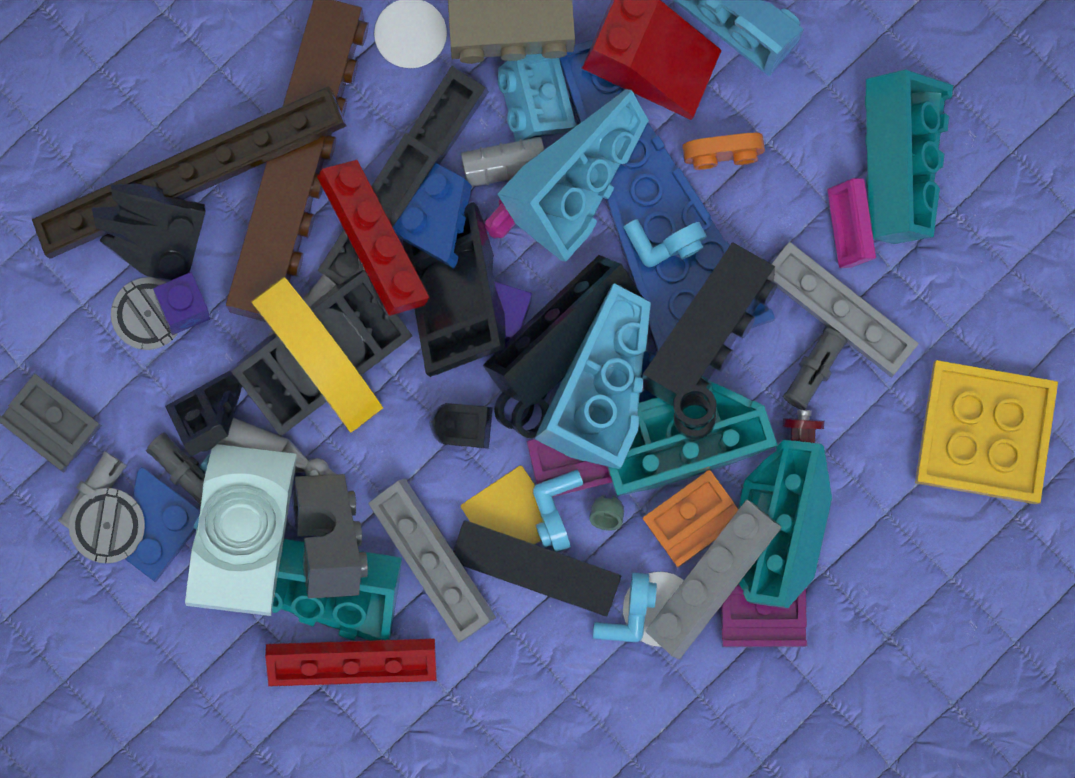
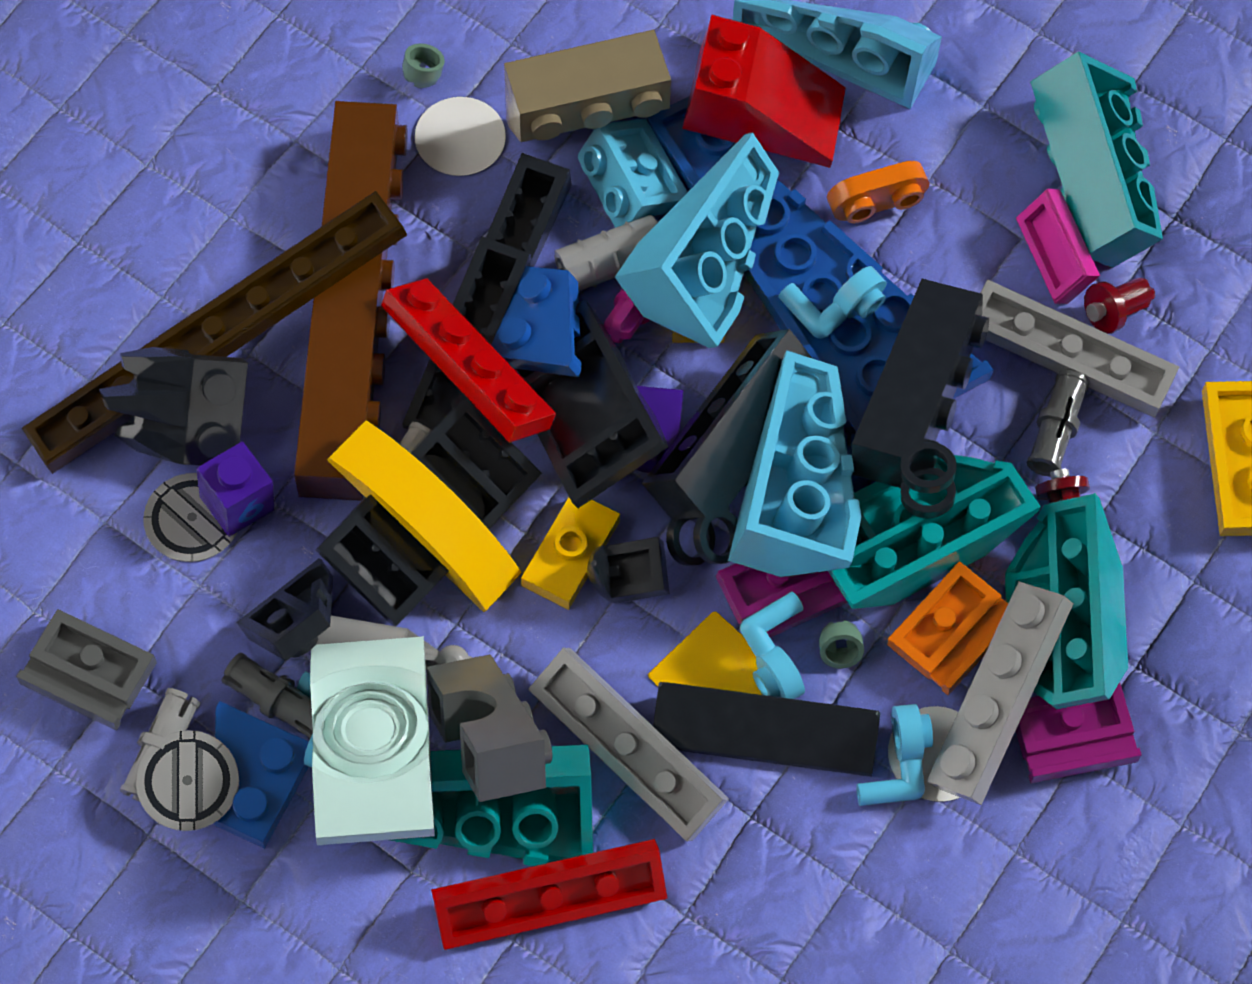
camera: 10 degrees left, 15 degrees down
(419, 399) = (563, 557): none -> yellow plate
(878, 280) = (1110, 305): none -> dark red piece

